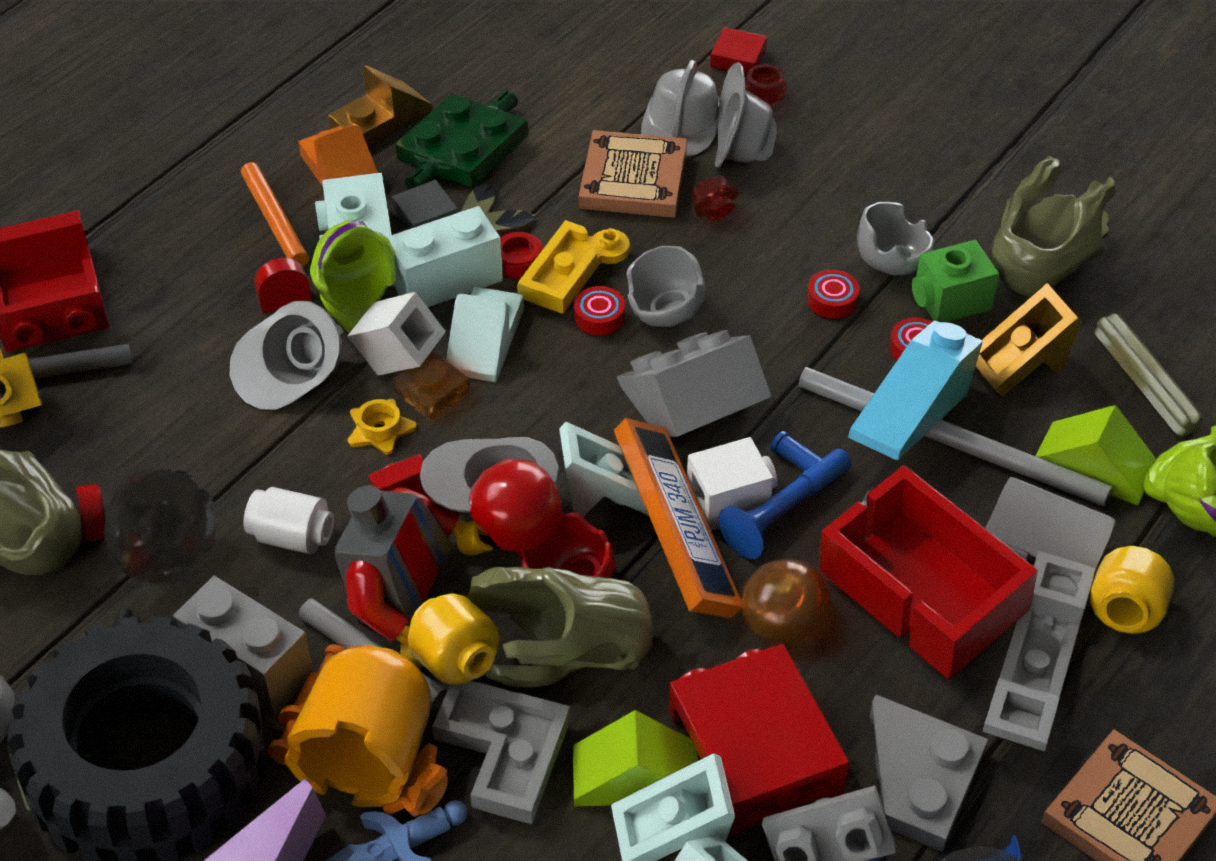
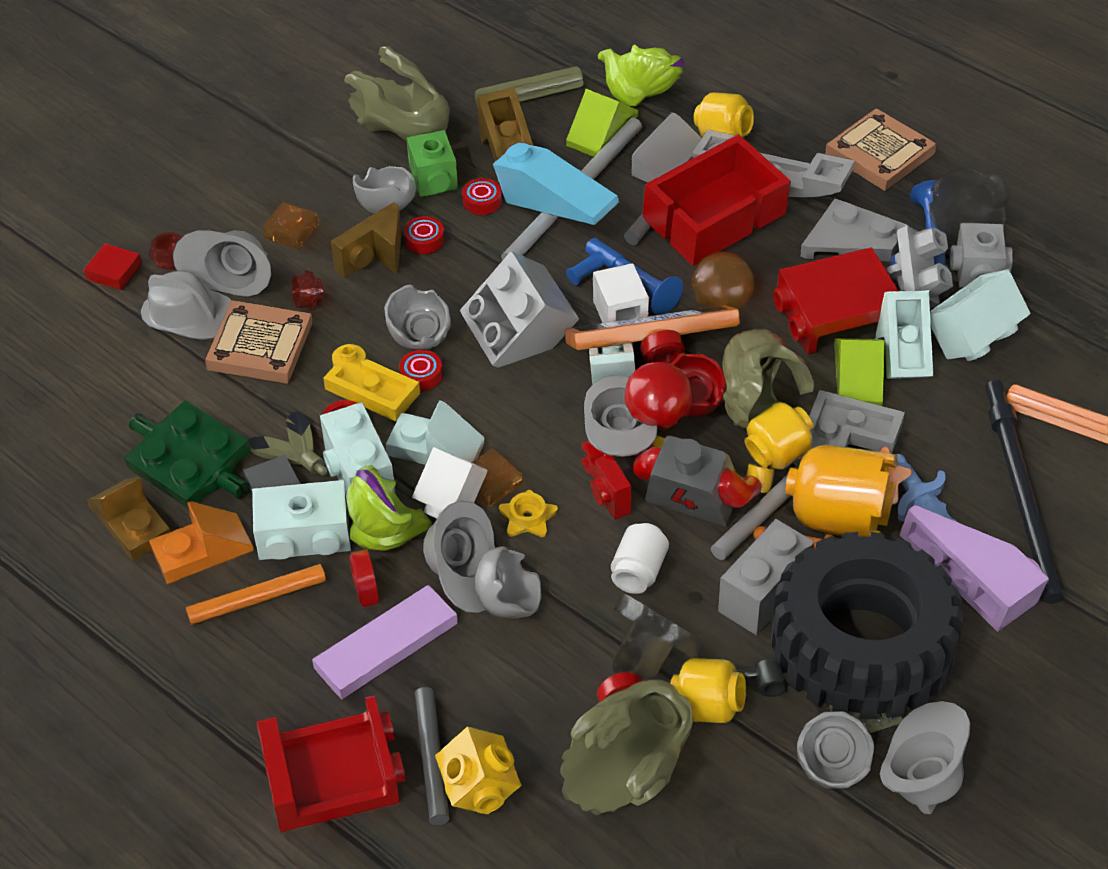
camera: 85 degrees left, 0 degrees up
(81, 590) = (711, 688): none -> yellow head
(194, 312) = (384, 641): none -> lavender tile
(249, 397) = (505, 586): none -> light grey hair
(642, 532) = (662, 346): none -> red tile
(799, 241) = (369, 240): none -> pearl gold slope
(830, 178) = (290, 225): none -> clear orange plate

